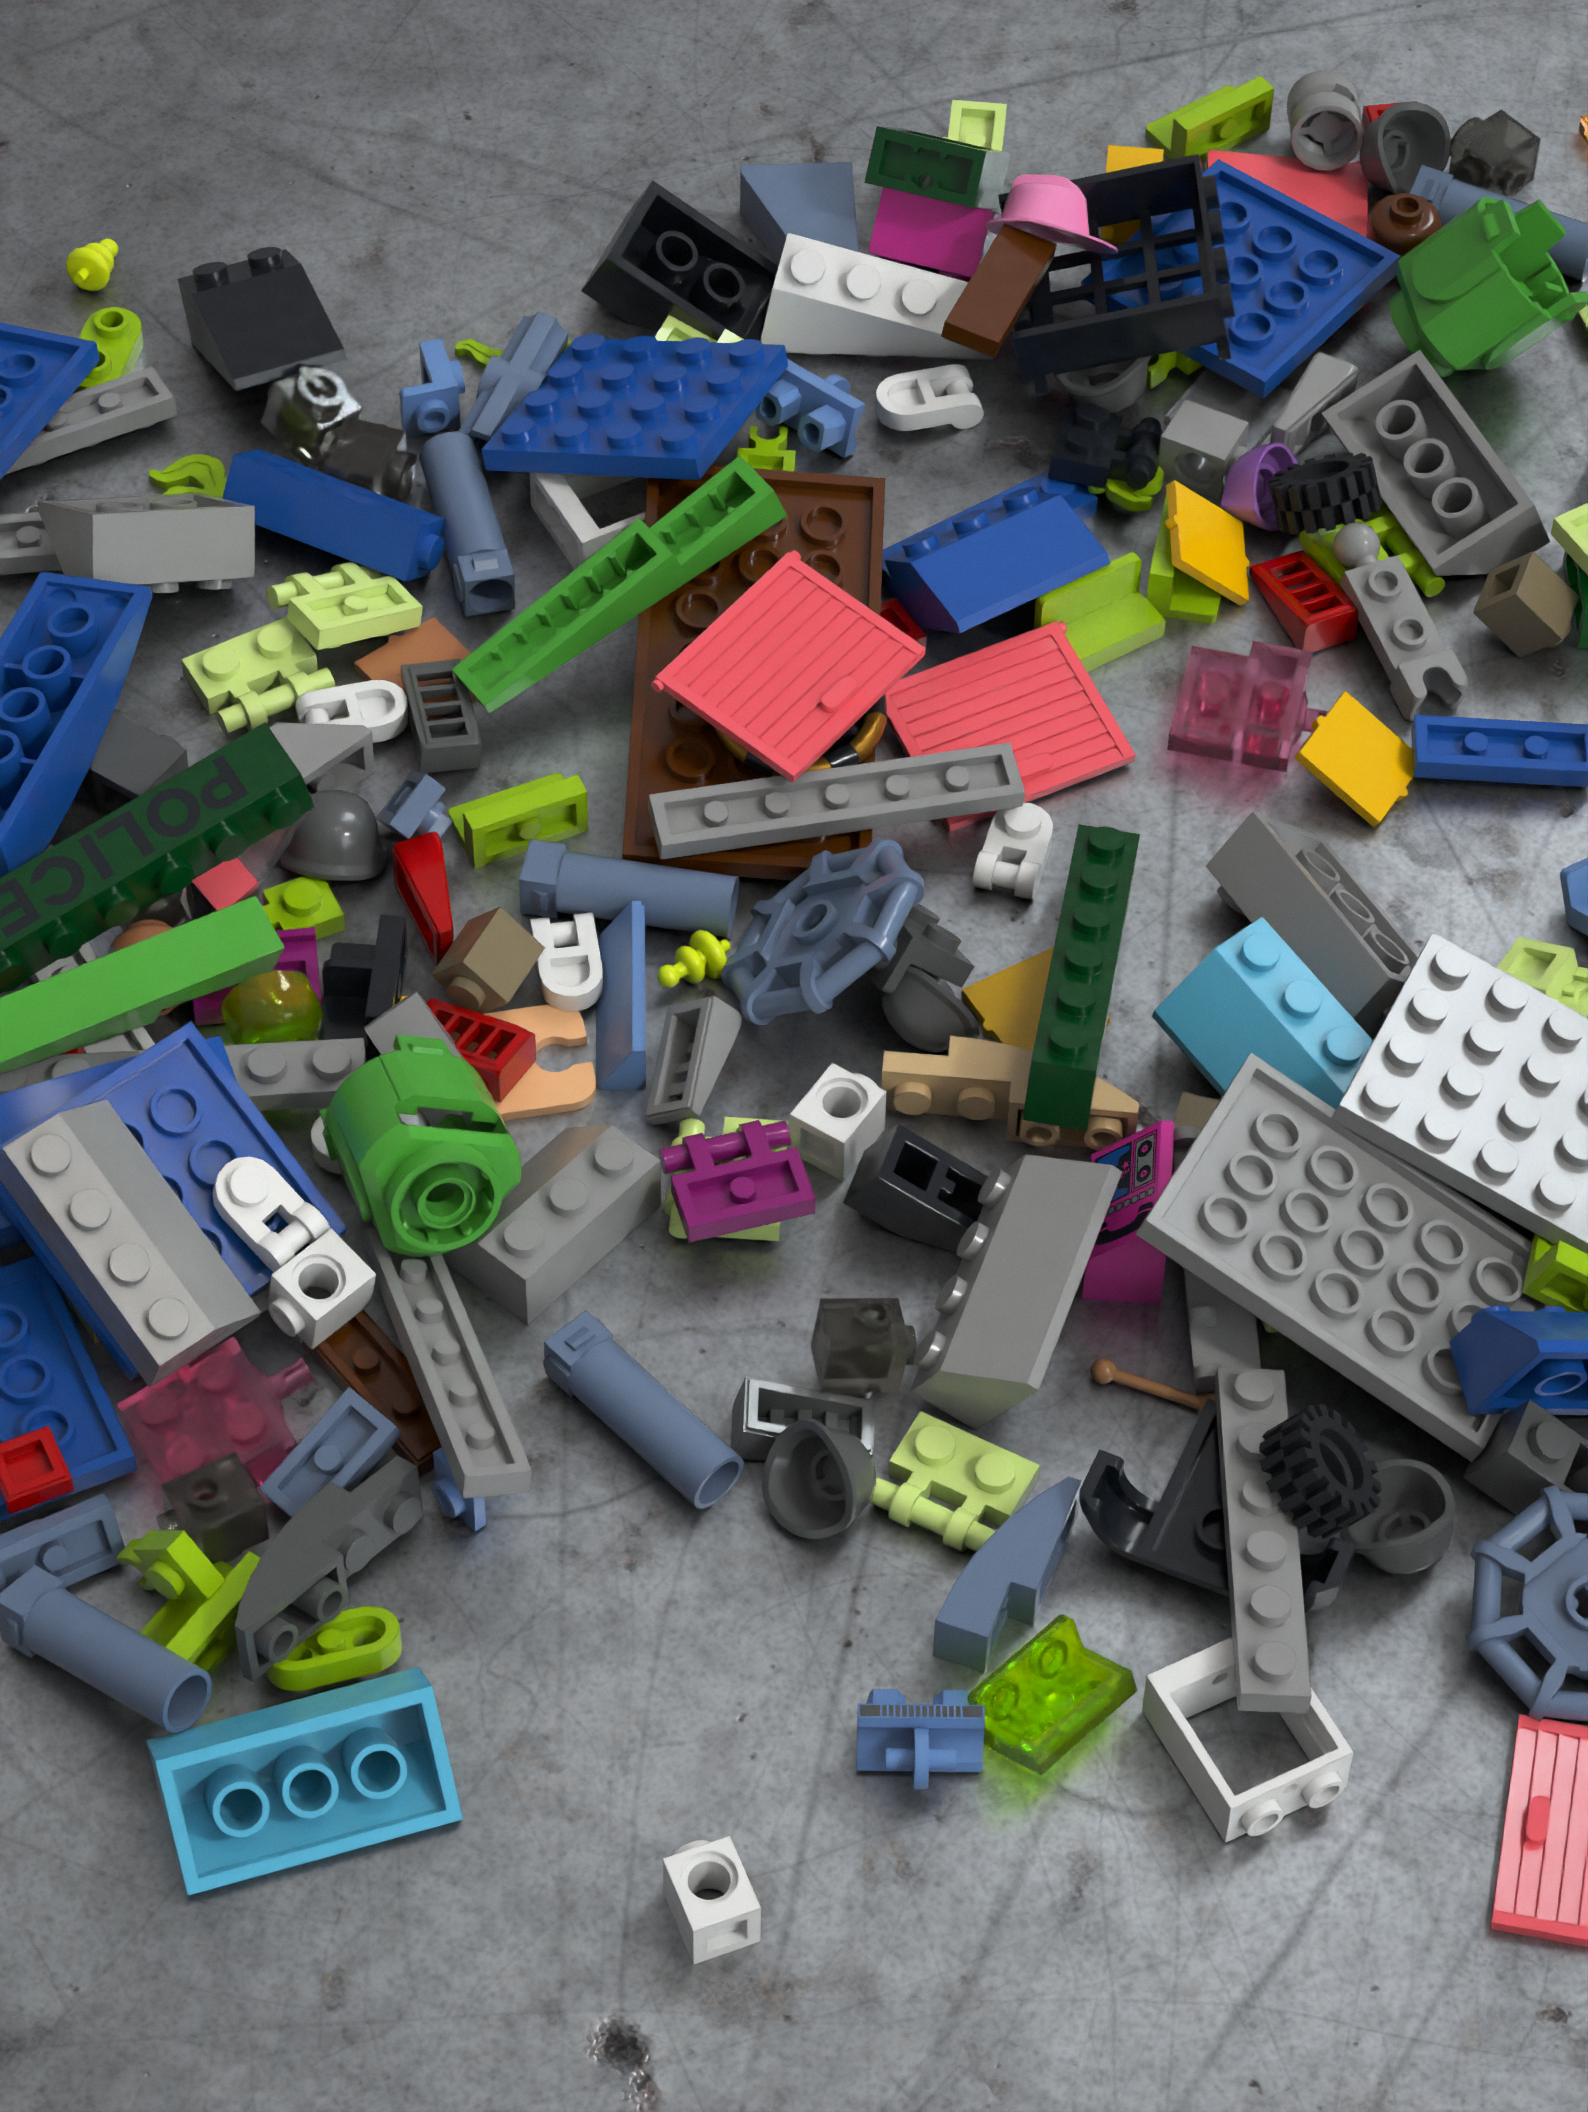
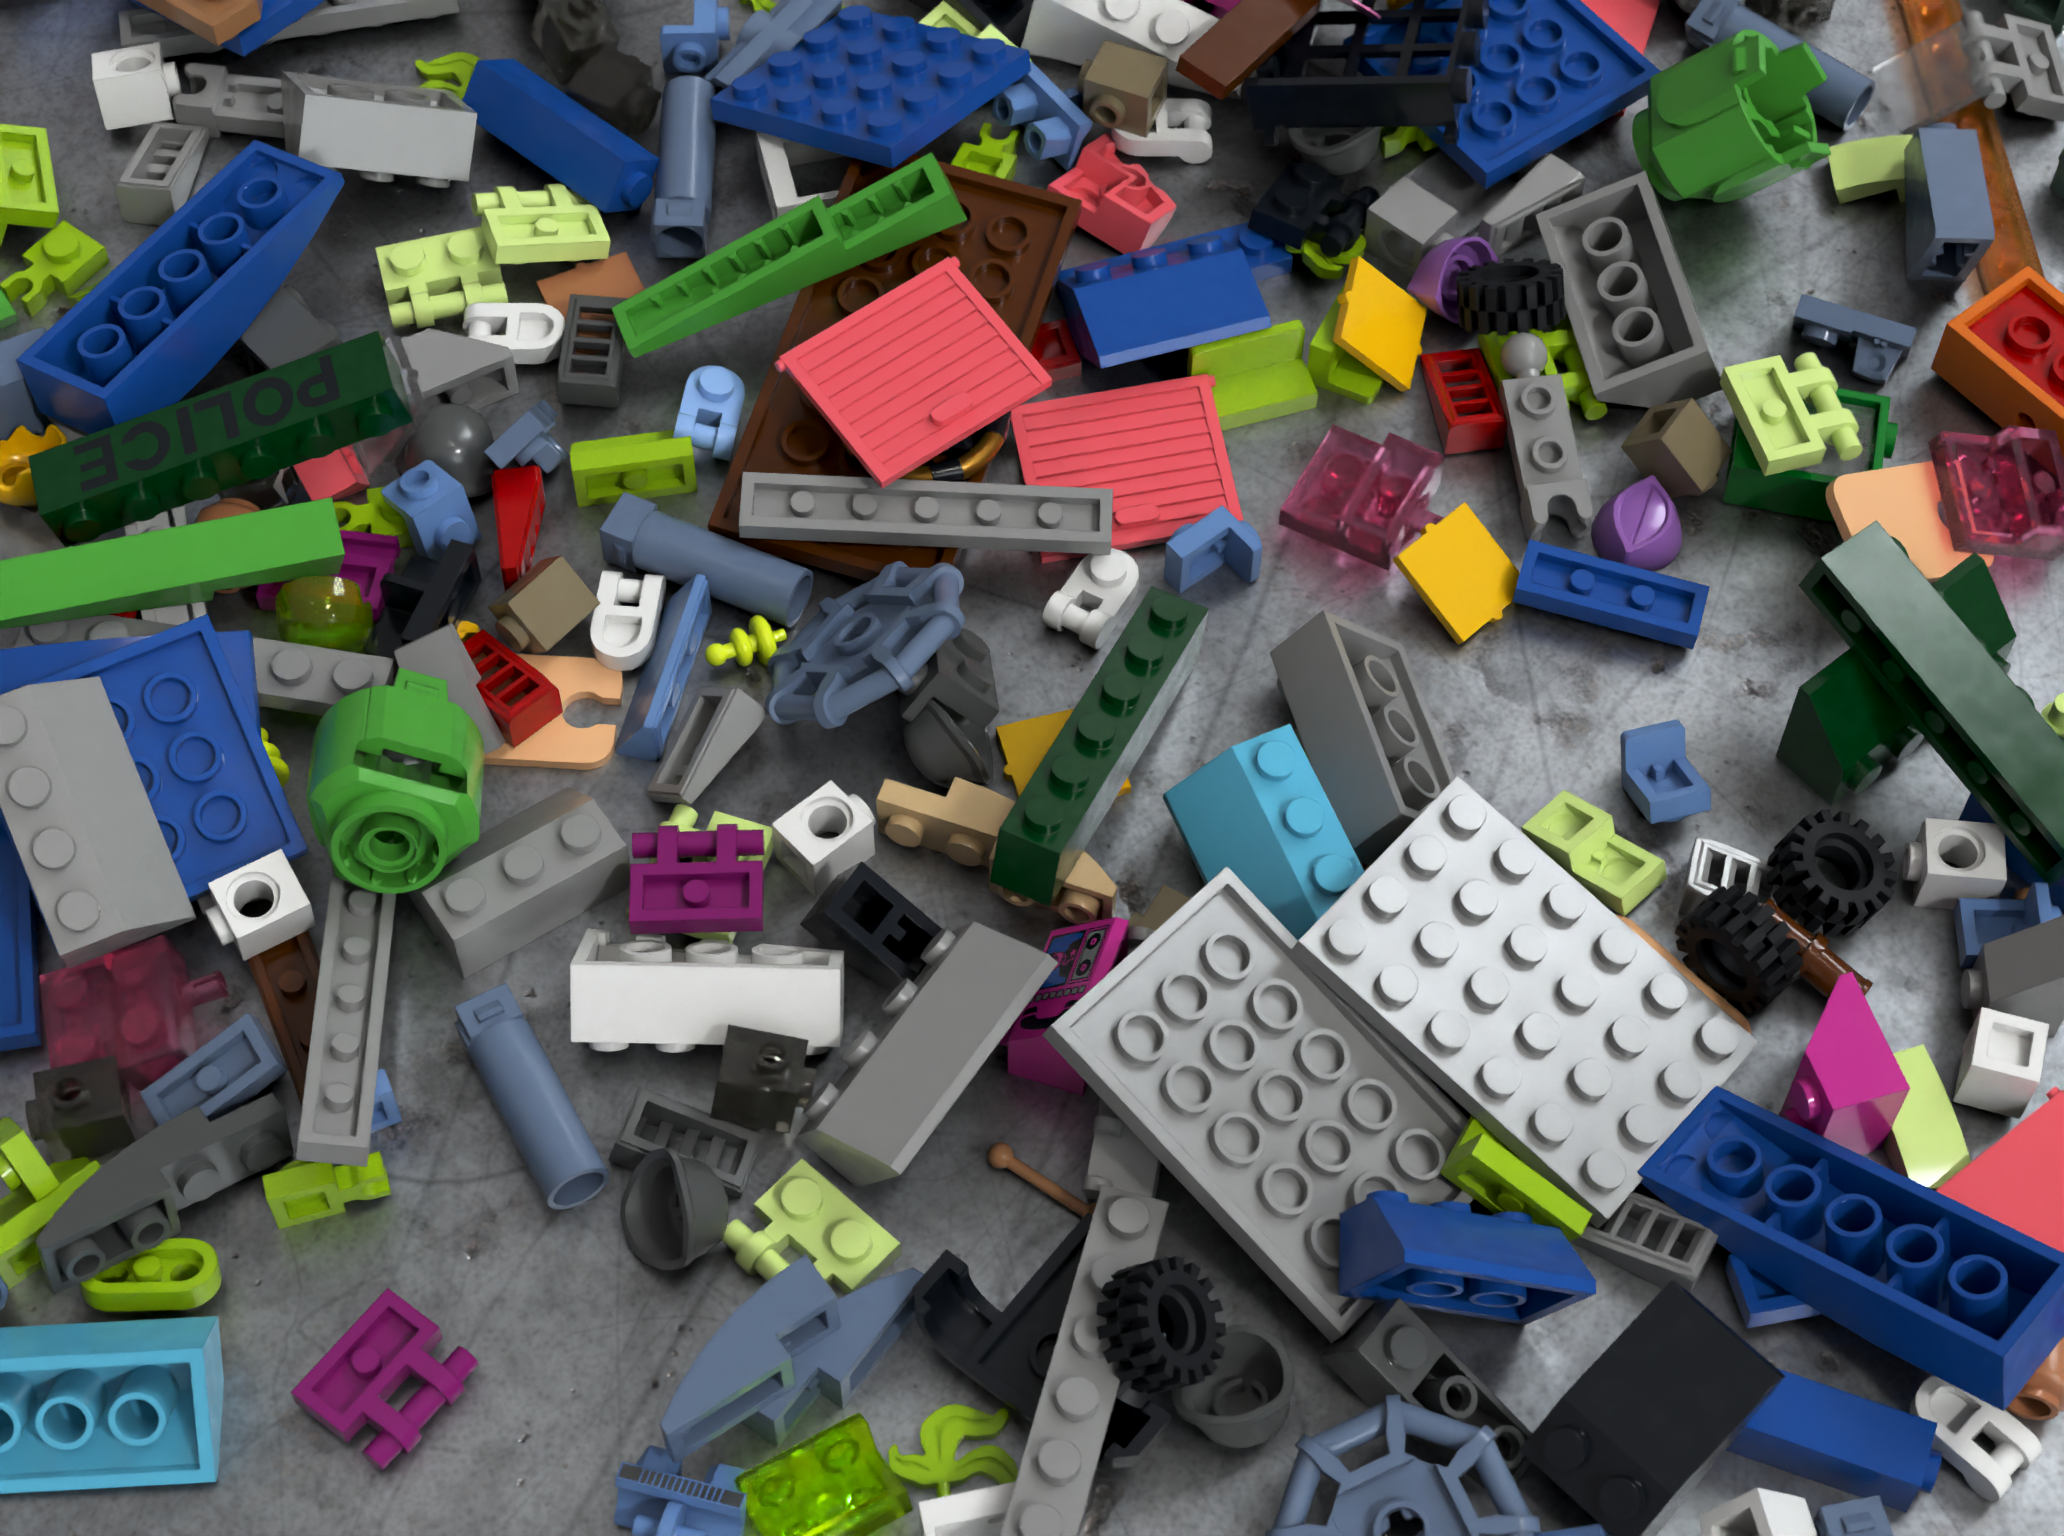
camera: 15 degrees right, 5 degrees up
(249, 1195) = (217, 797): white plate -> none
(346, 892) = (433, 509): none -> medium blue bracket
(467, 1536) = (318, 1190): none -> lime plate
(575, 1681) = (370, 1365): none -> magenta plate
(579, 744) = (711, 410): none -> light blue plate
(775, 1282) = (691, 994): none -> white wedge
(885, 364) = (1123, 88): none -> dark tan brick
(917, 479) = (1116, 198): none -> coral slope
(956, 1578) = (750, 1358): none -> sand blue slope
(1113, 777) = (1207, 545): none -> medium blue bracket
(1135, 1633) = (939, 1441): none -> lime piece
(1402, 226) = (1669, 39): reddish brown head -> none
(1509, 684) = (1638, 527): none -> medium lavender hat

